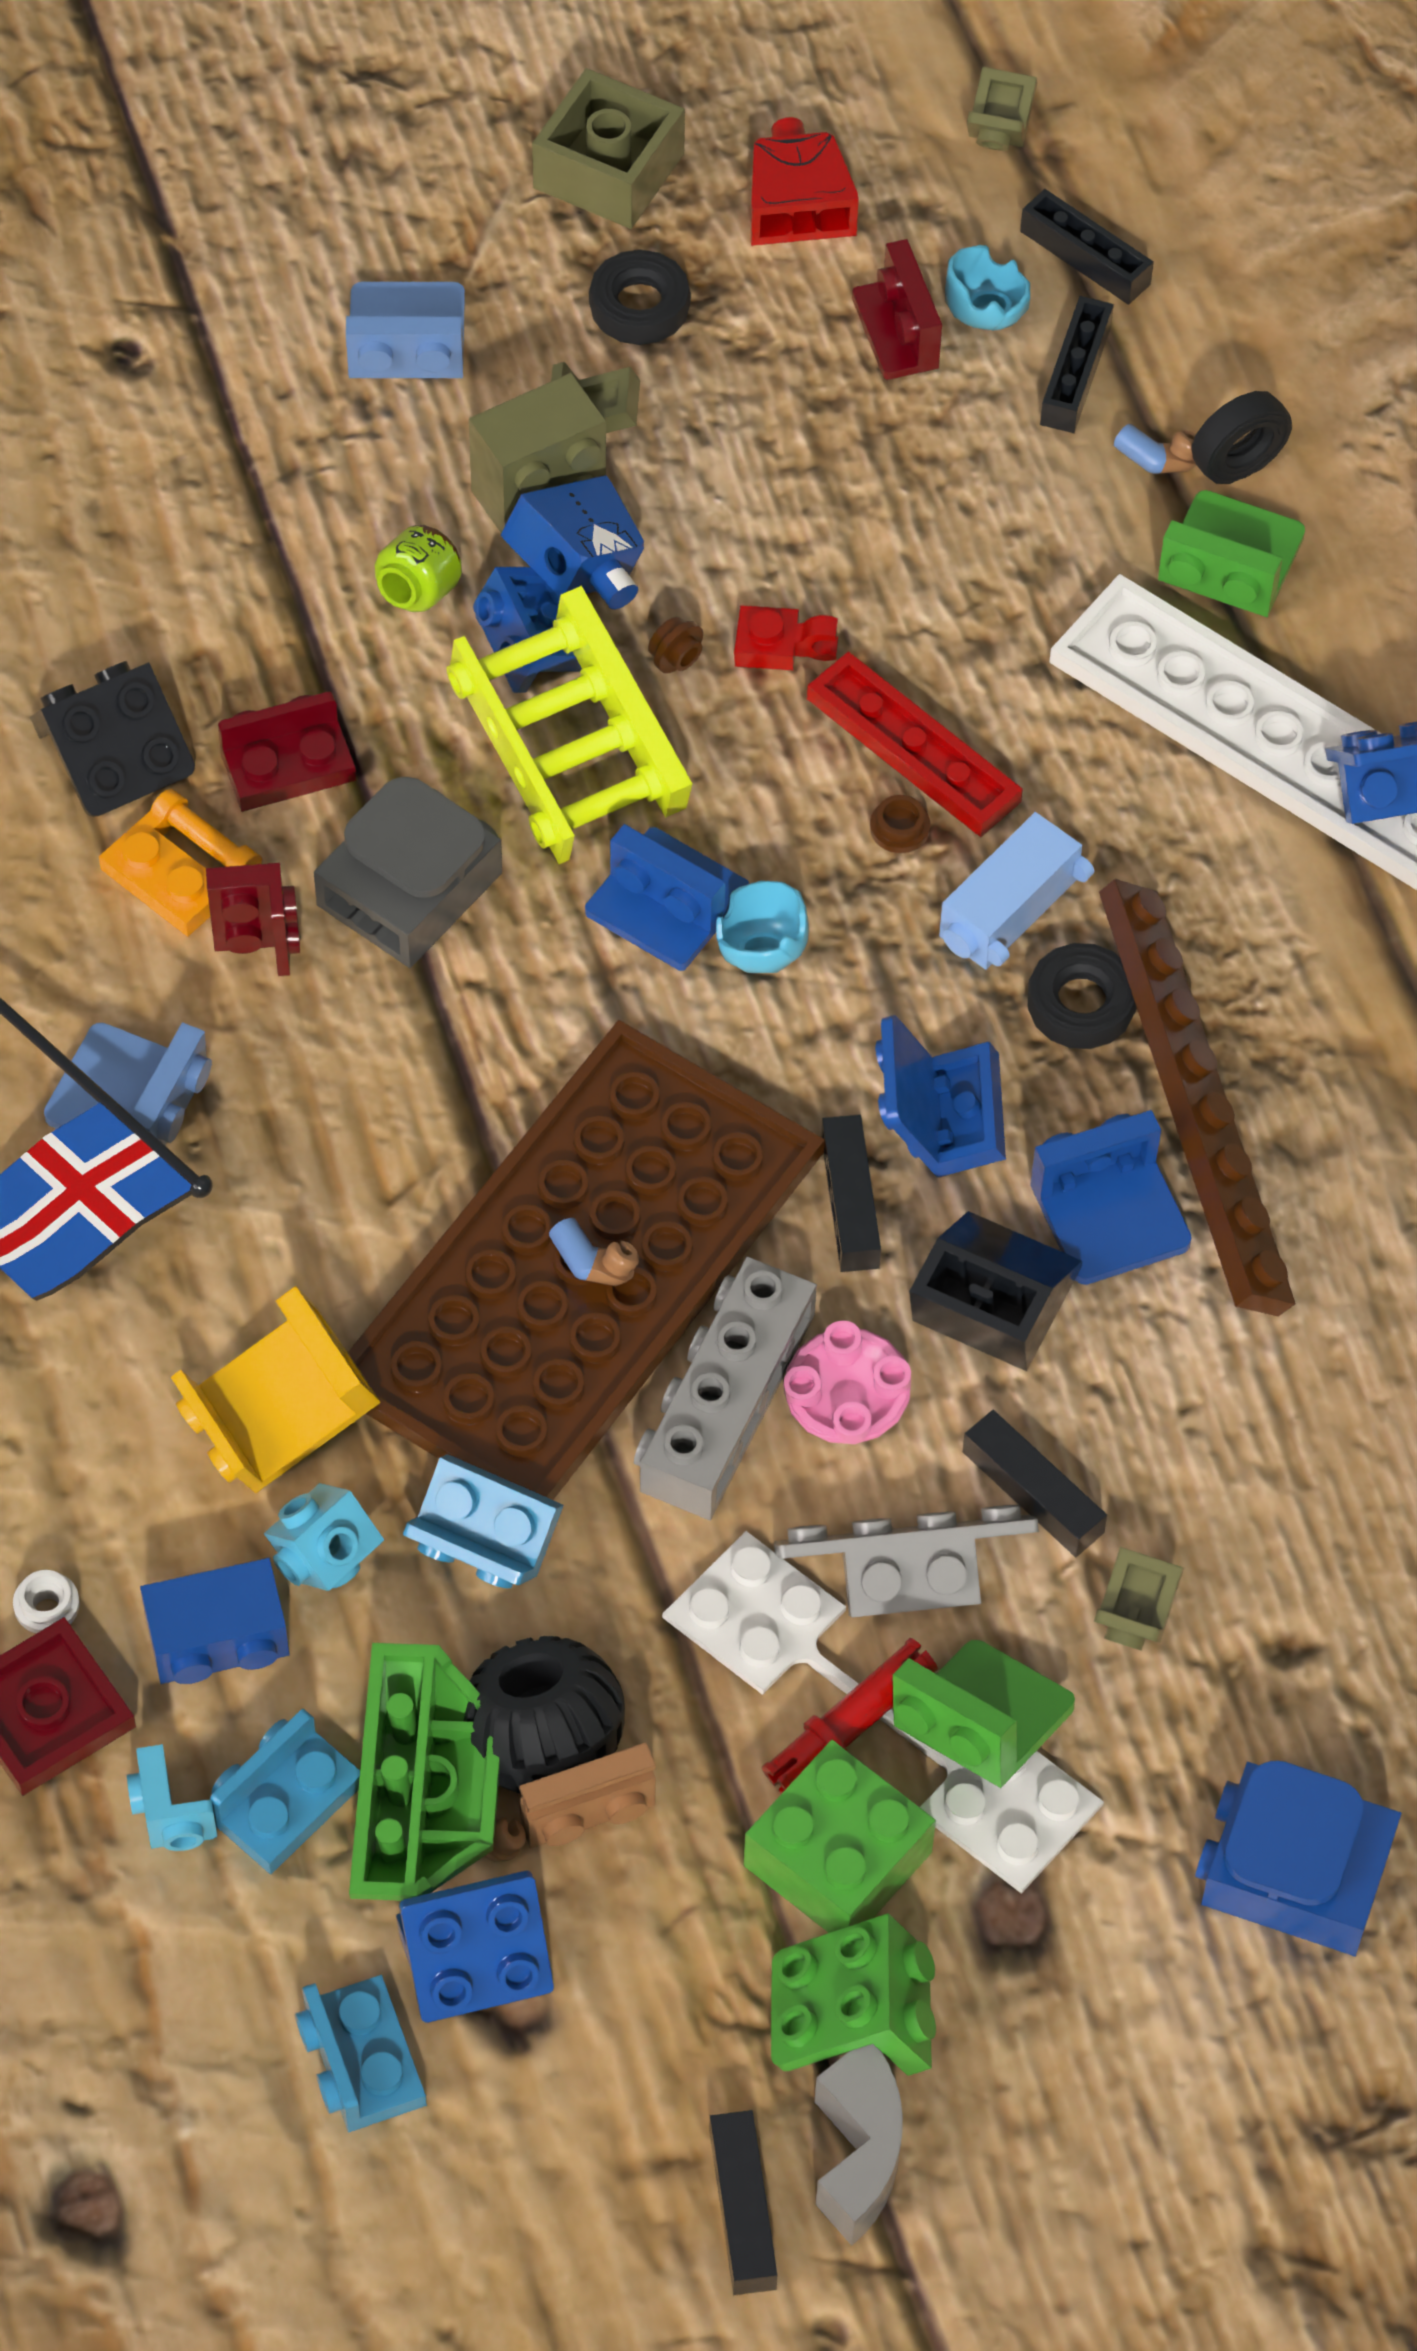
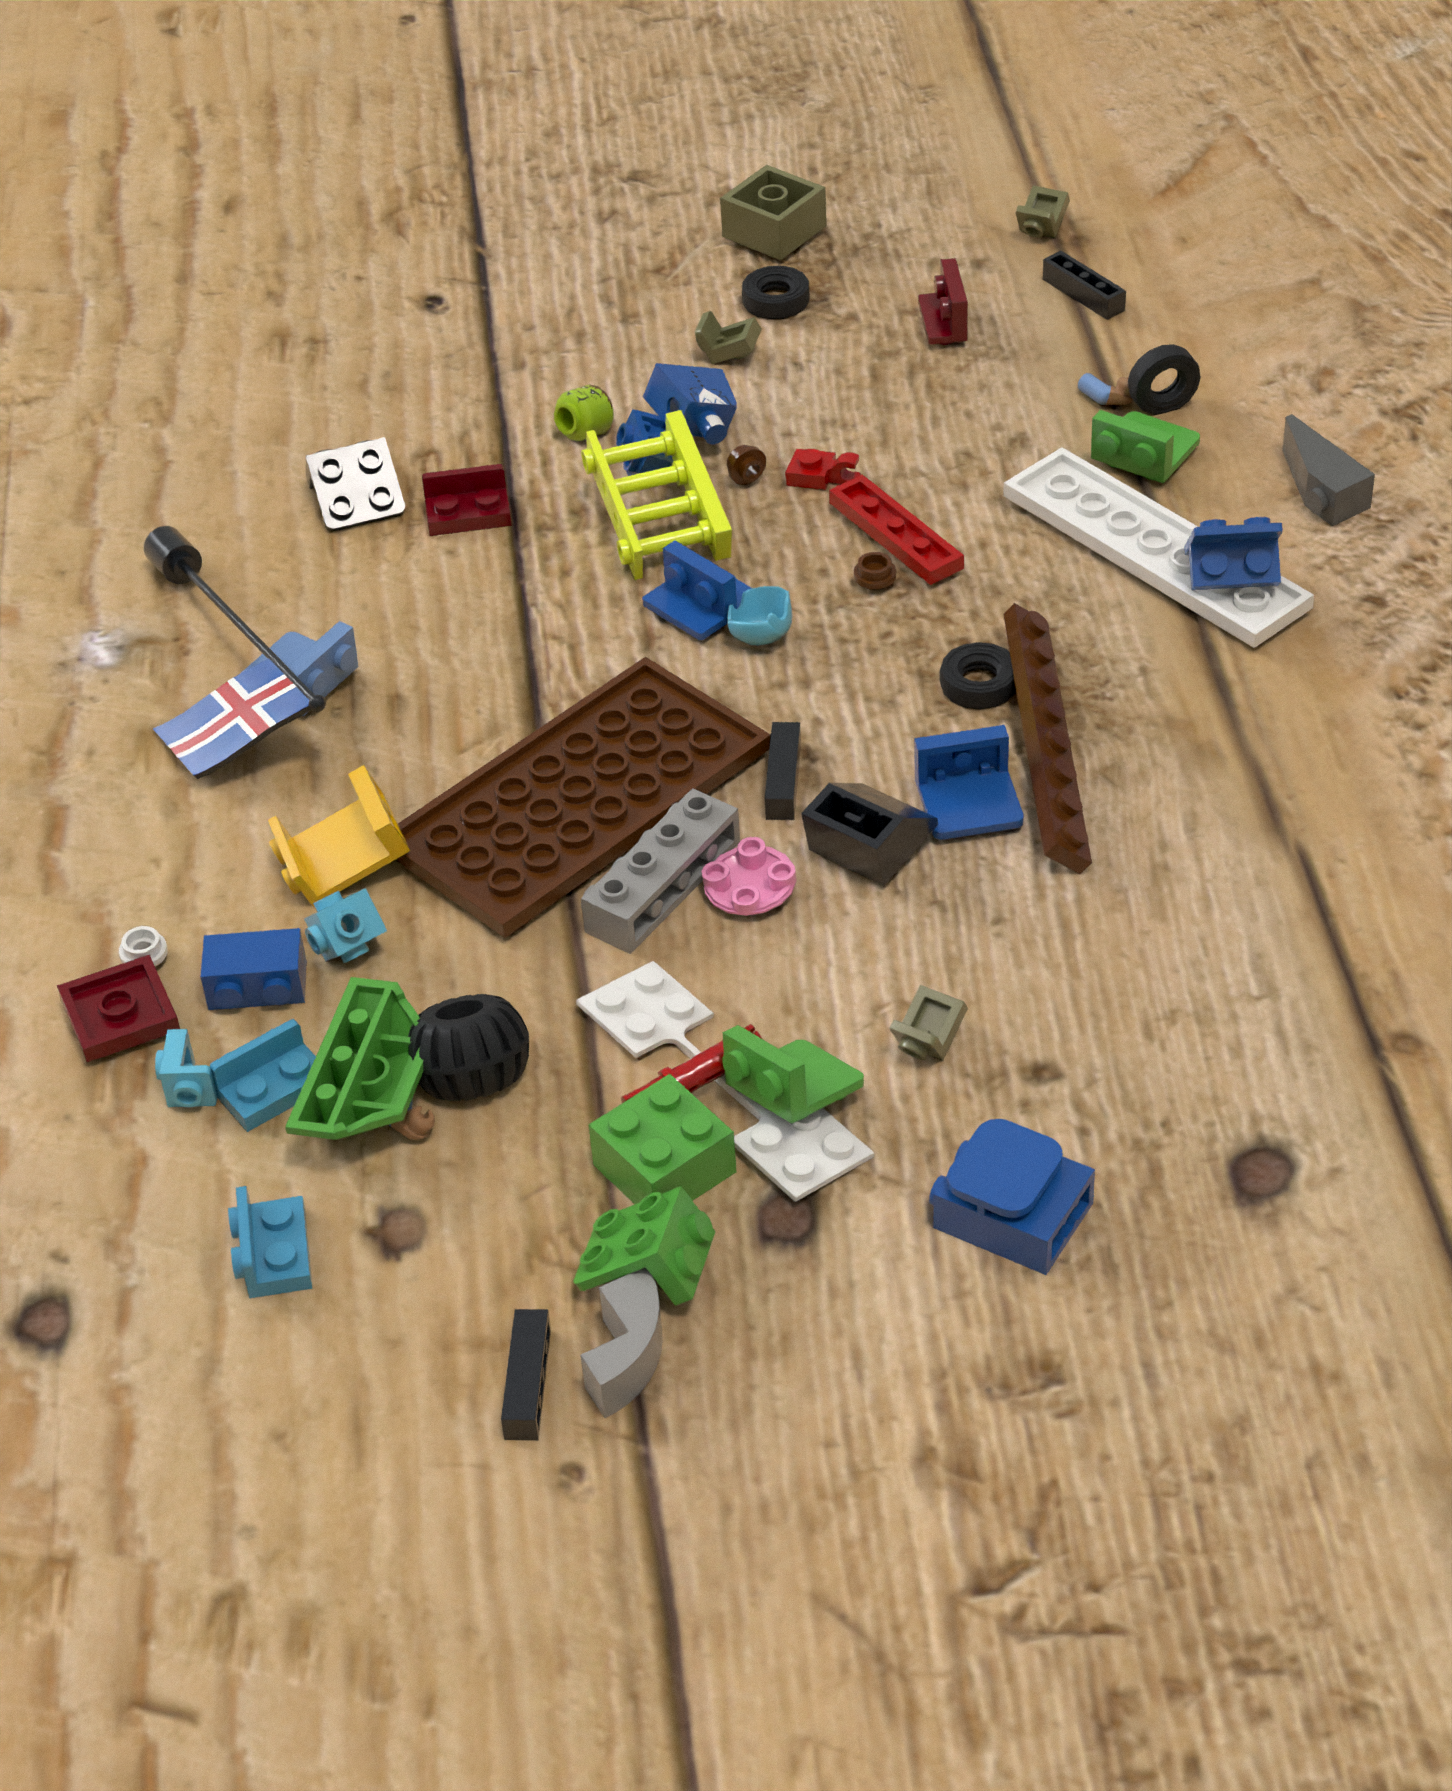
camera: 15 degrees right, 15 degrees down
(161, 871) = (369, 564): light orange plate -> none
(253, 911) = (410, 572): dark red bracket -> none
(406, 330) = (613, 298): medium blue bracket -> none
(408, 868) = (526, 564): dark grey brick -> none
(475, 1946) = (372, 1178): blue bracket -> none
(484, 1523) = (465, 929): bracket -> none
(534, 445) = (676, 337): olive brick -> none
(588, 1795) = (484, 1096): medium nougat plate -> none
(591, 1263) = (578, 783): arm -> none
(800, 187) = (895, 243): red torso -> none
(909, 1565) = (764, 987): light grey bracket -> none
(941, 1104) = (857, 728): blue bracket -> none
(984, 291) = (1004, 300): medium azure hair -> none
(1011, 891) = (942, 610): light blue brick -> none
(1034, 1483) = (871, 950): black piece -> none
(1076, 364) = (1061, 343): black piece -> none

